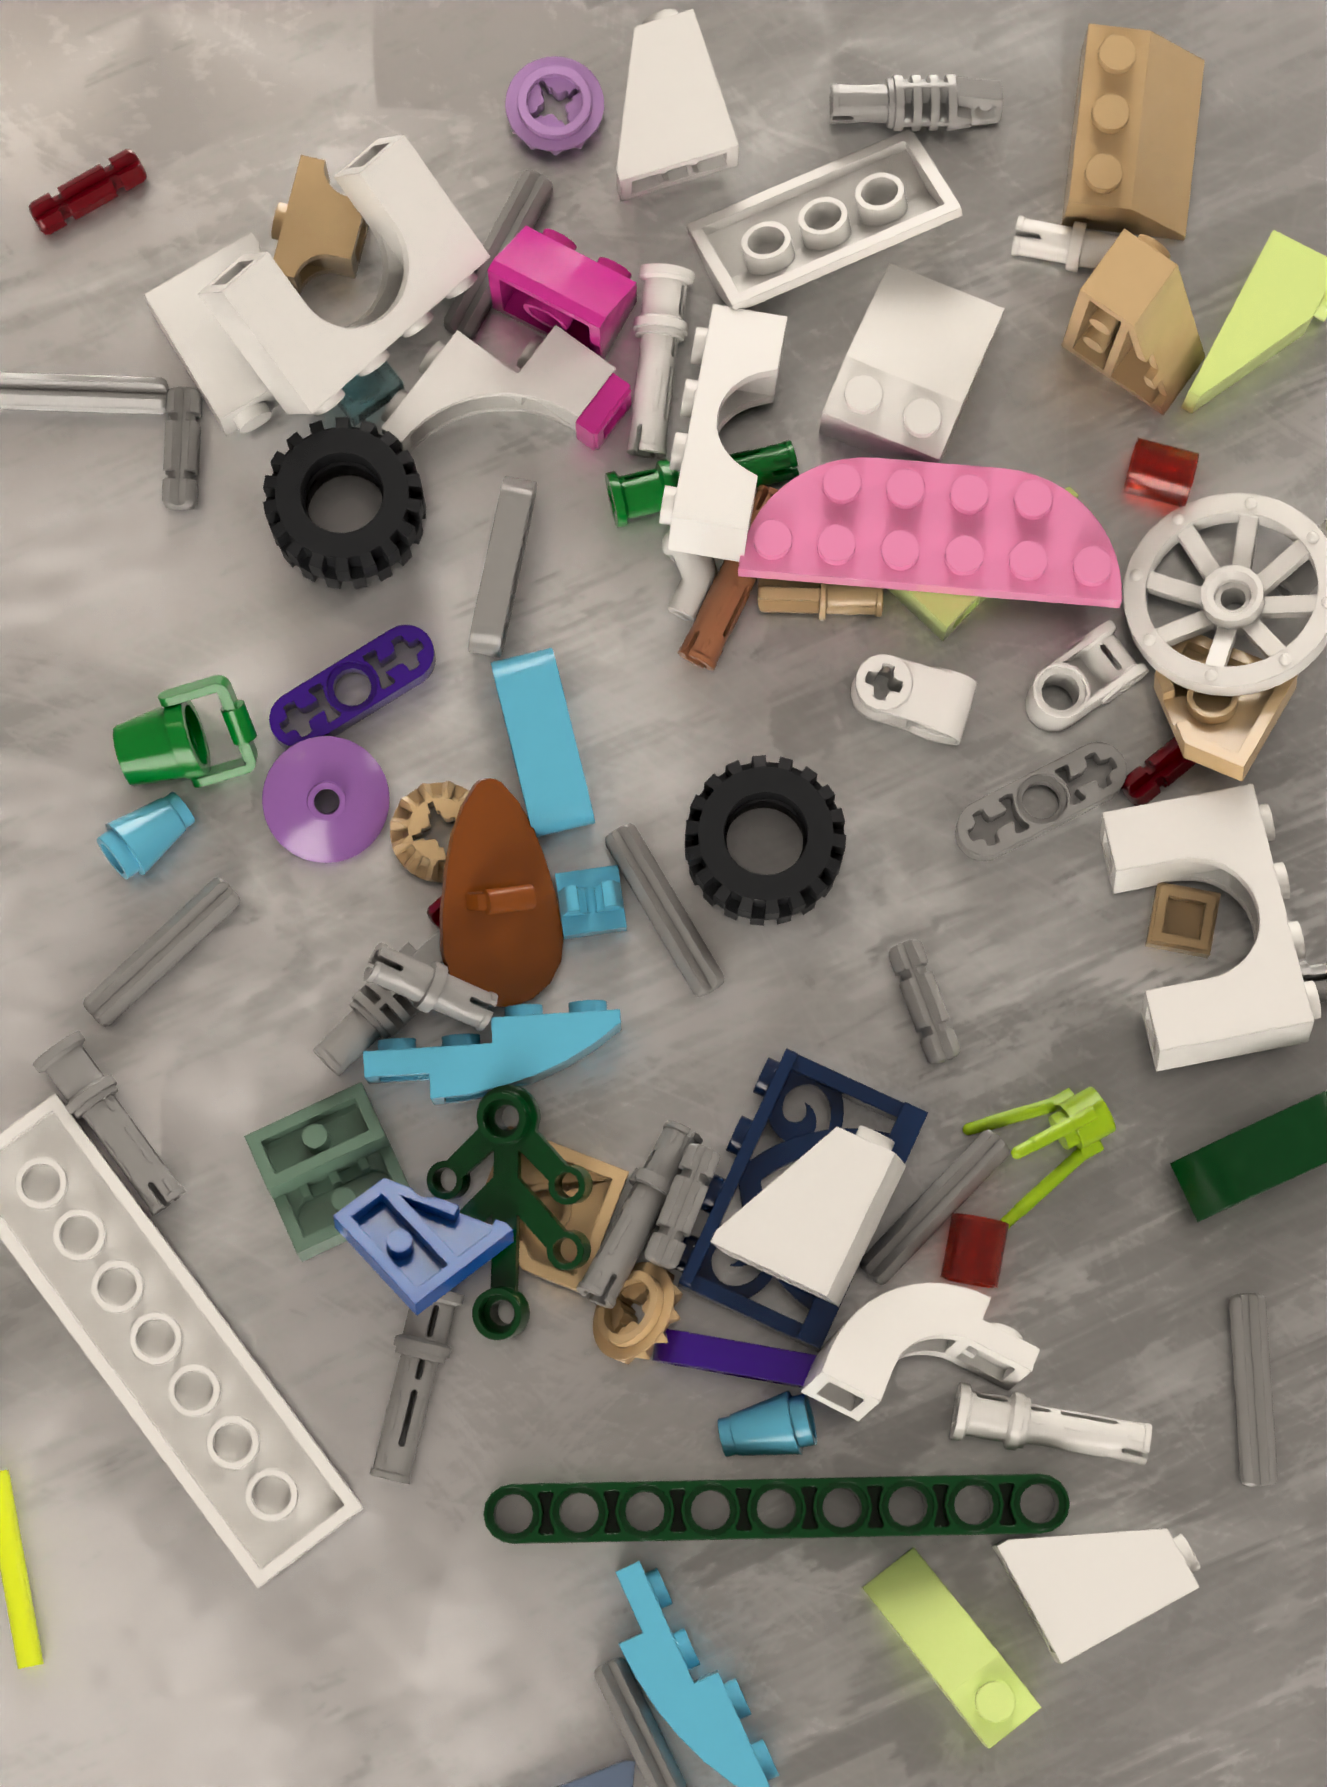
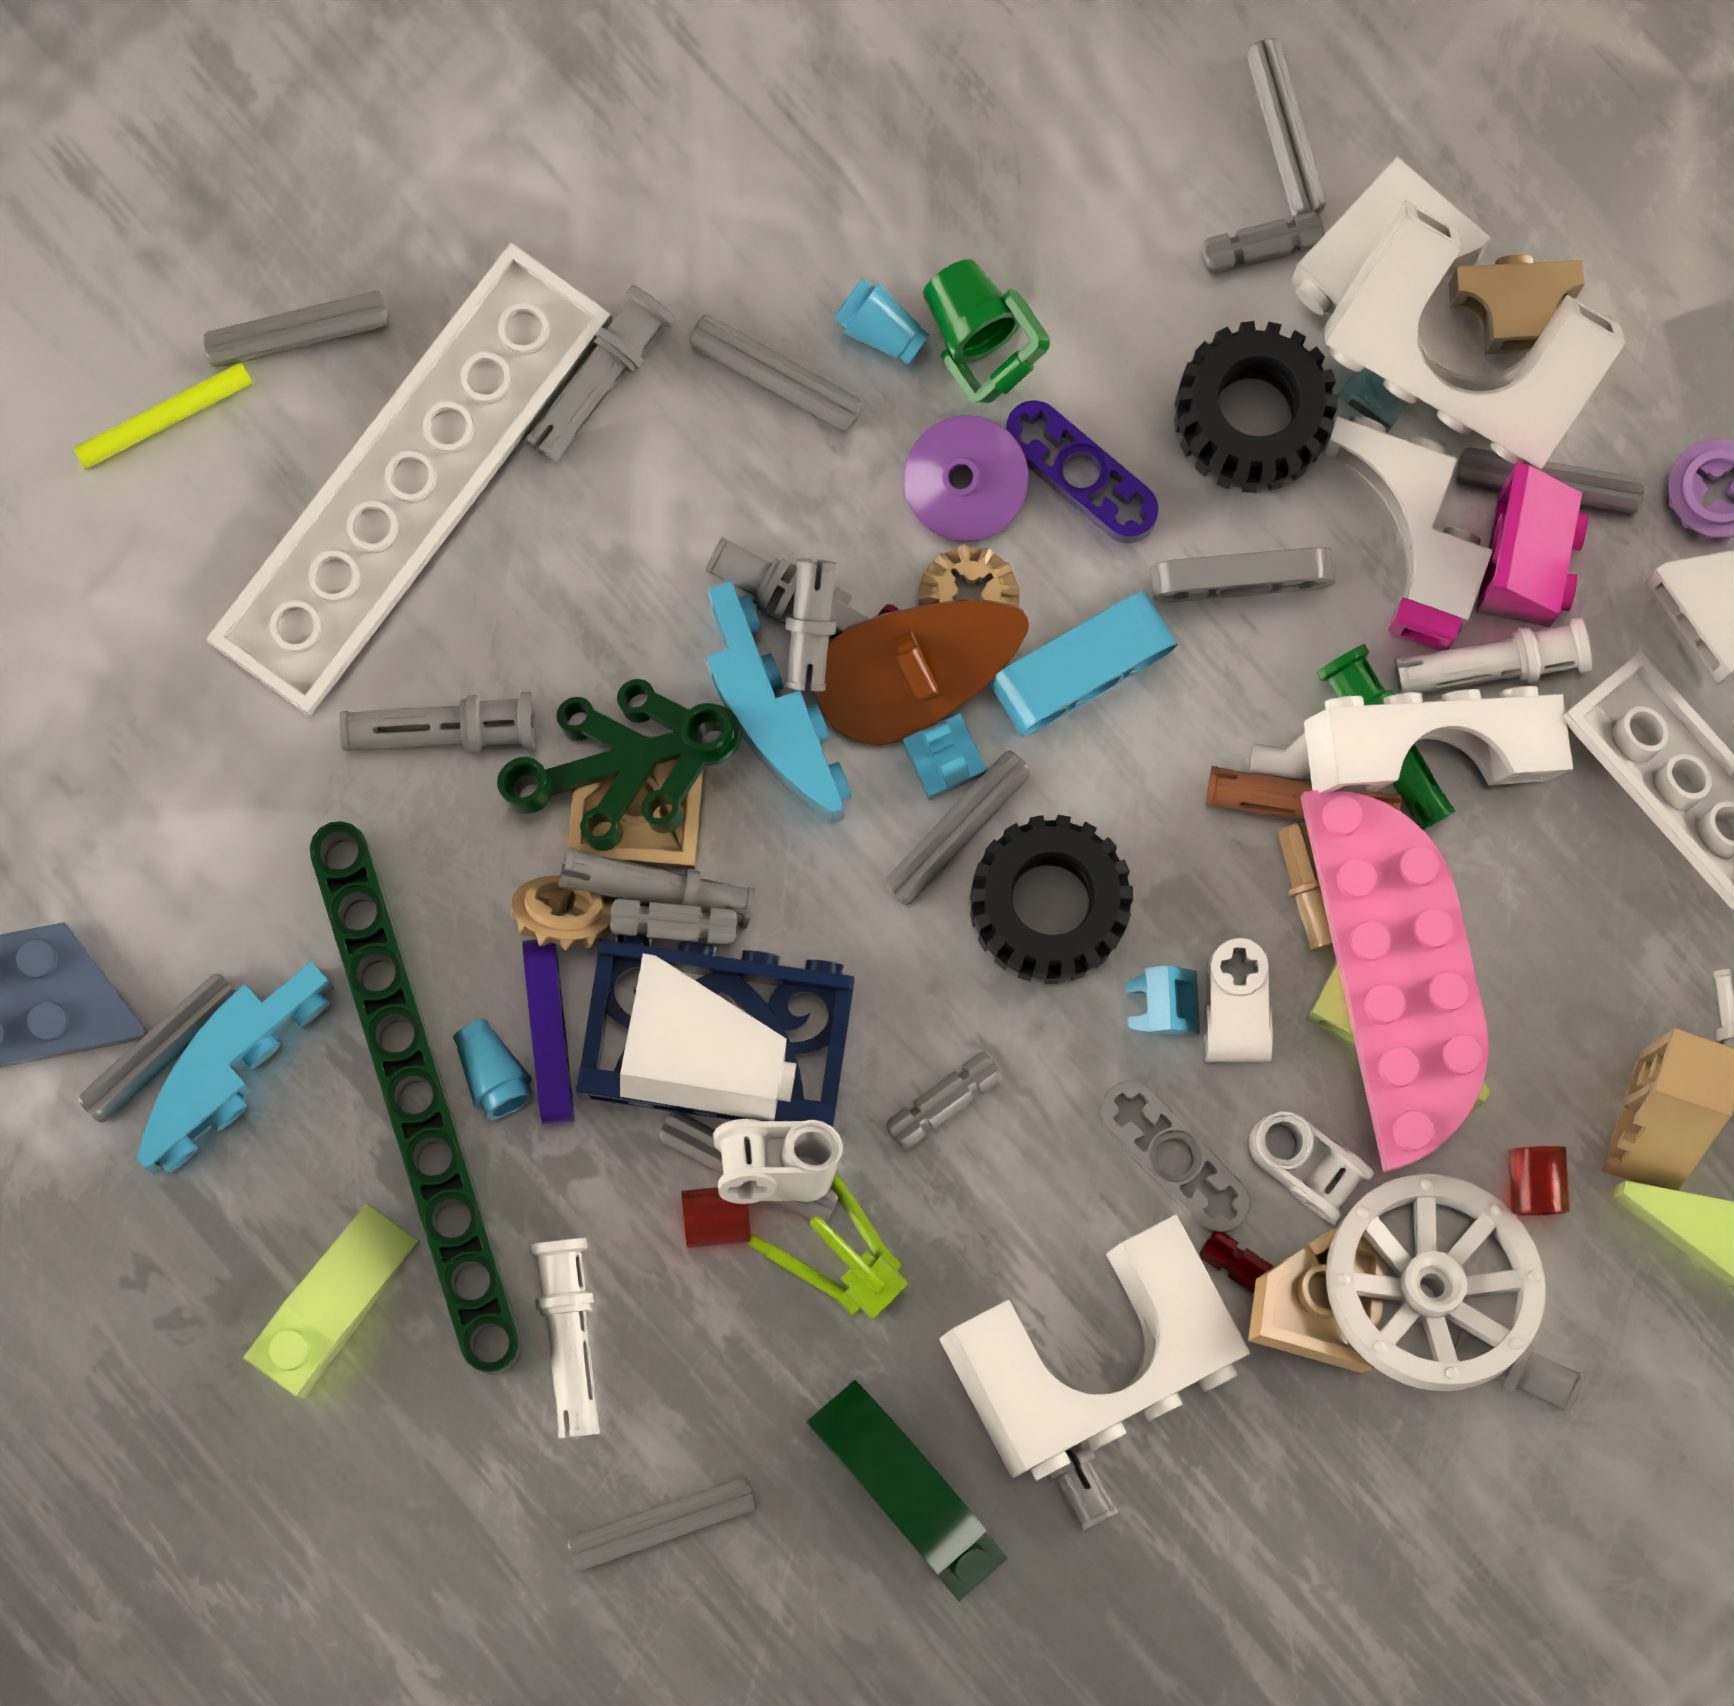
camera: 70 degrees right, 0 degrees up
(87, 191) = (1486, 78): dark red axle -> none
(322, 1163) = (614, 591): sand green slope -> none
(418, 1241) = (567, 686): wing -> none
(892, 758) = (1170, 1001): none -> medium azure tile
(910, 368) = (1565, 907): white slope -> none
(911, 1321) = (626, 1169): white arch -> none
(939, 1186) = (771, 1160): none -> white piece
(1096, 1582) = (432, 1421): white slope -> none
(1183, 919) = (1101, 1329): tan tile -> none

